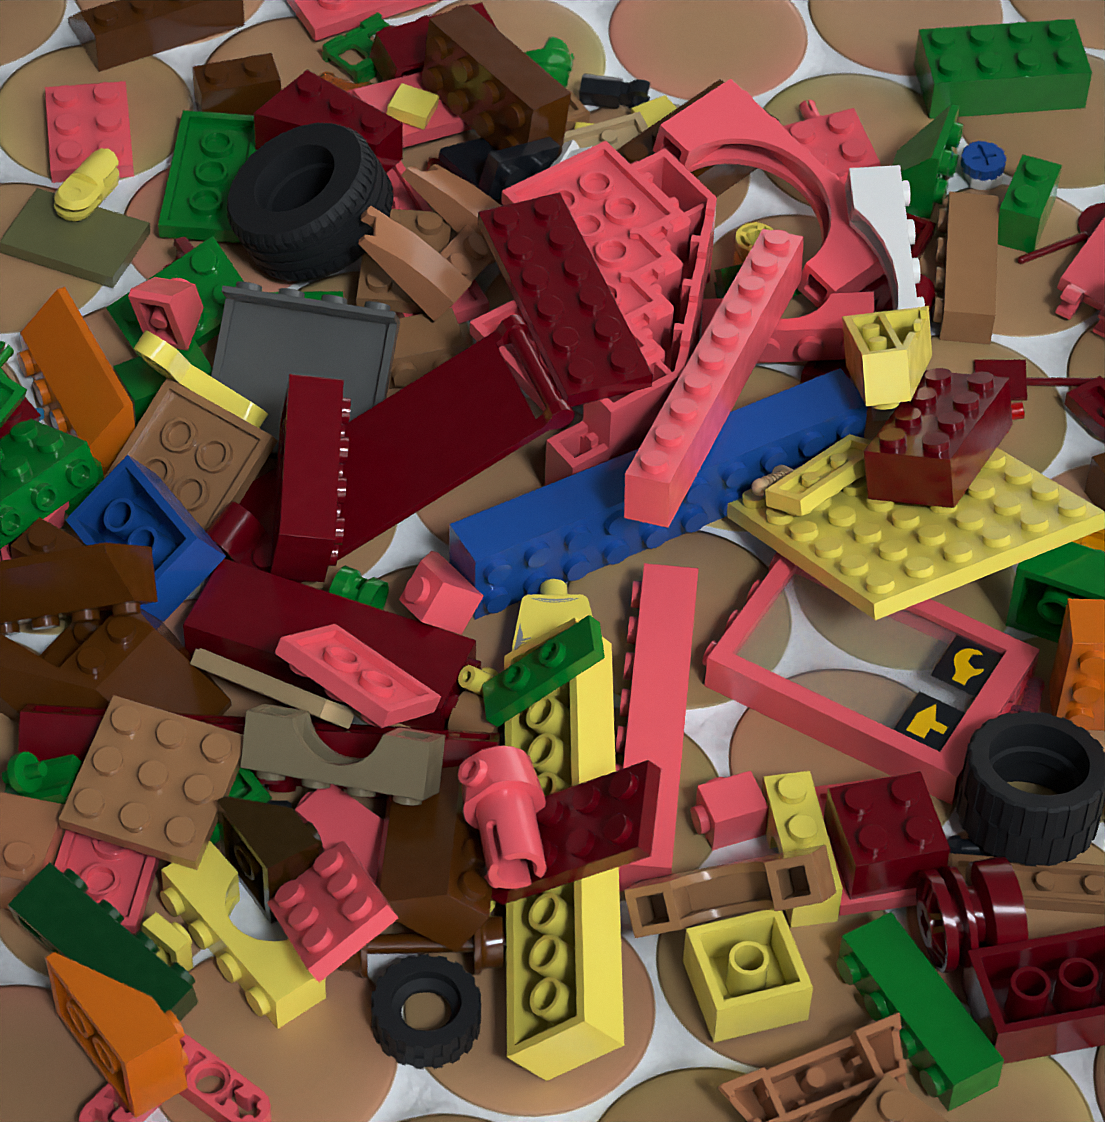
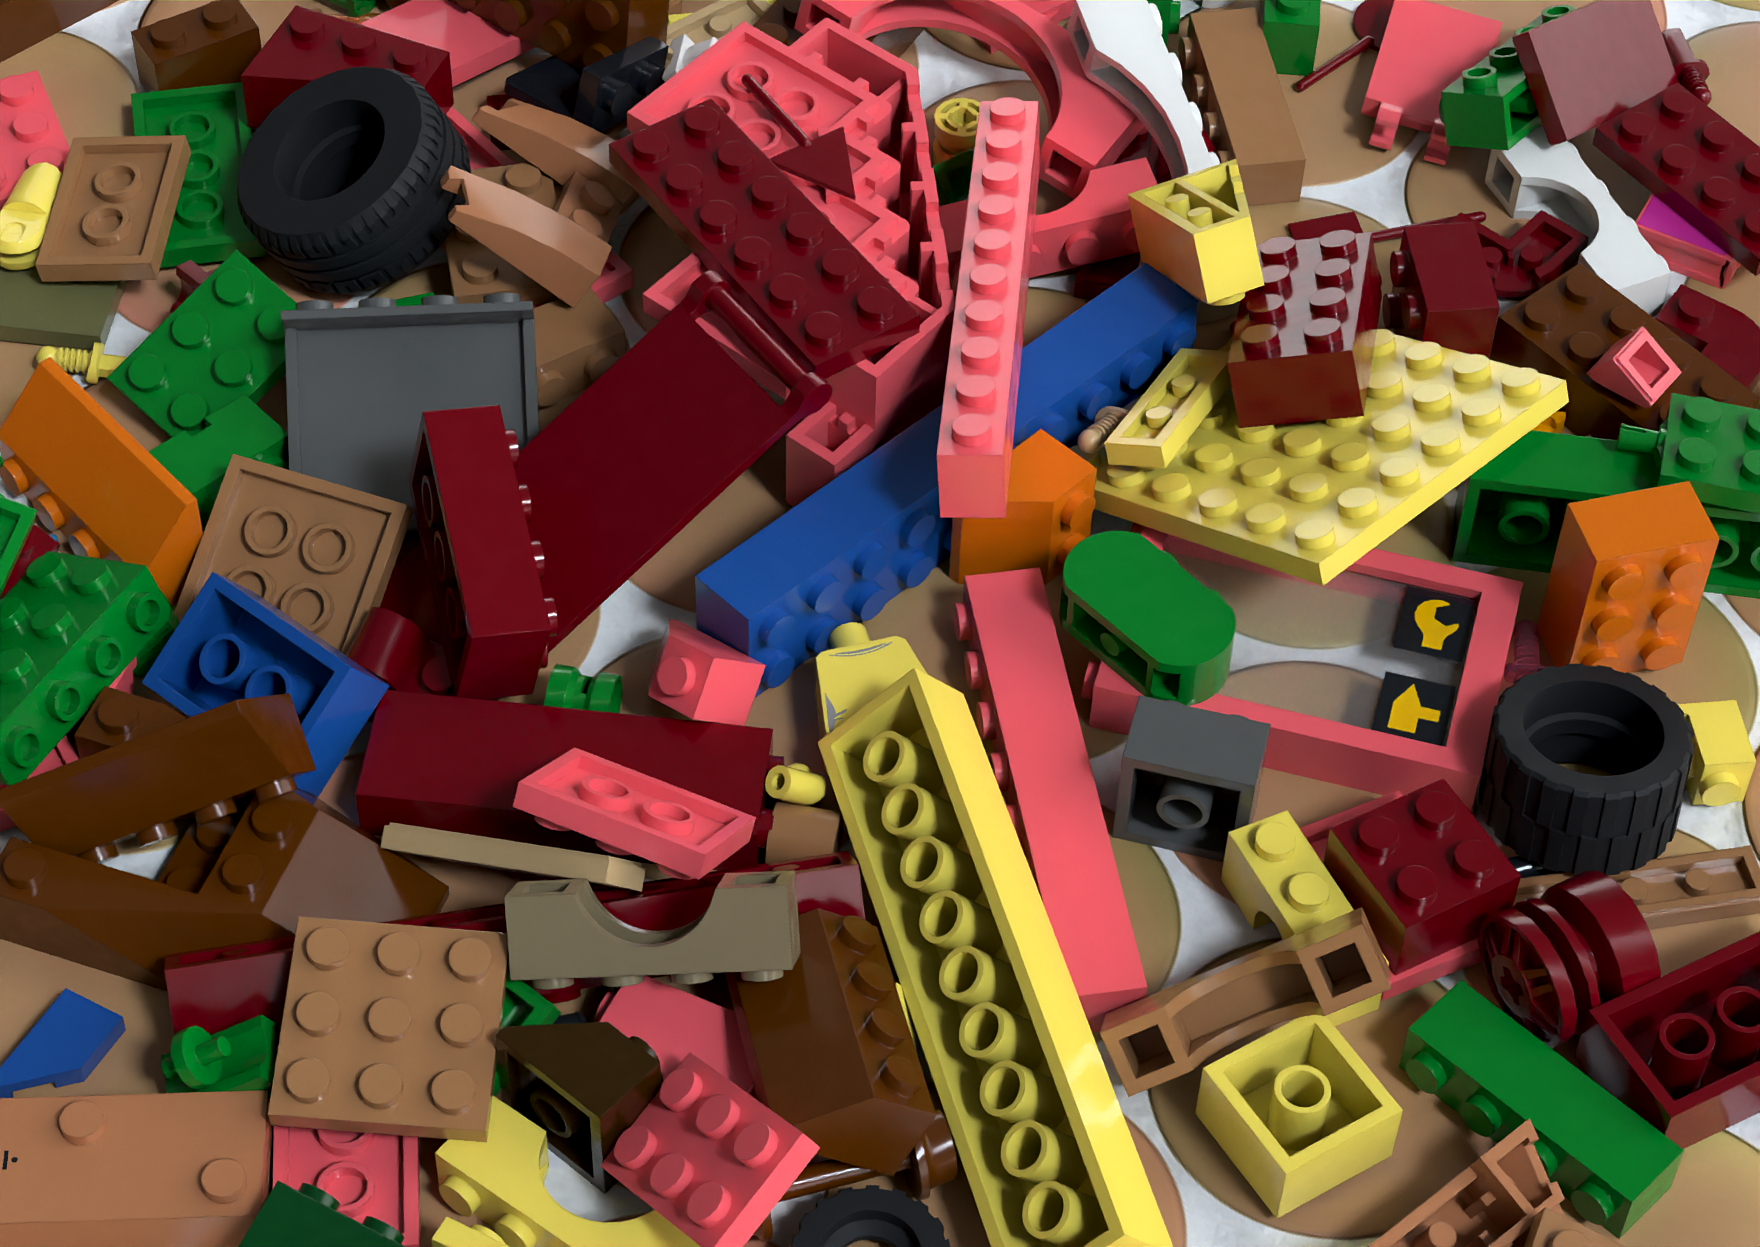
camera: 15 degrees left, 0 degrees up
(103, 295) = (94, 363): none -> light yellow piece
(145, 190) = (114, 208): none -> medium nougat plate
(168, 309) = (204, 364): coral slope -> none
(175, 366) = (234, 429): light yellow beam -> none
(413, 106) = (450, 29): light yellow tile -> none
(502, 802) = (907, 947): coral piece -> none
(543, 671) = (892, 751): green plate -> none
(593, 828) = (1025, 966): dark red plate -> none
(622, 251) = (816, 160): none -> dark red piece
(706, 532) = (1045, 515): none -> orange slope
(730, 810) = (1190, 888): coral brick -> none
(750, 730) = (1188, 777): none -> dark grey brick
(756, 618) = (1147, 617): none -> green brick
(1056, 430) = (1442, 288): none -> dark red brick

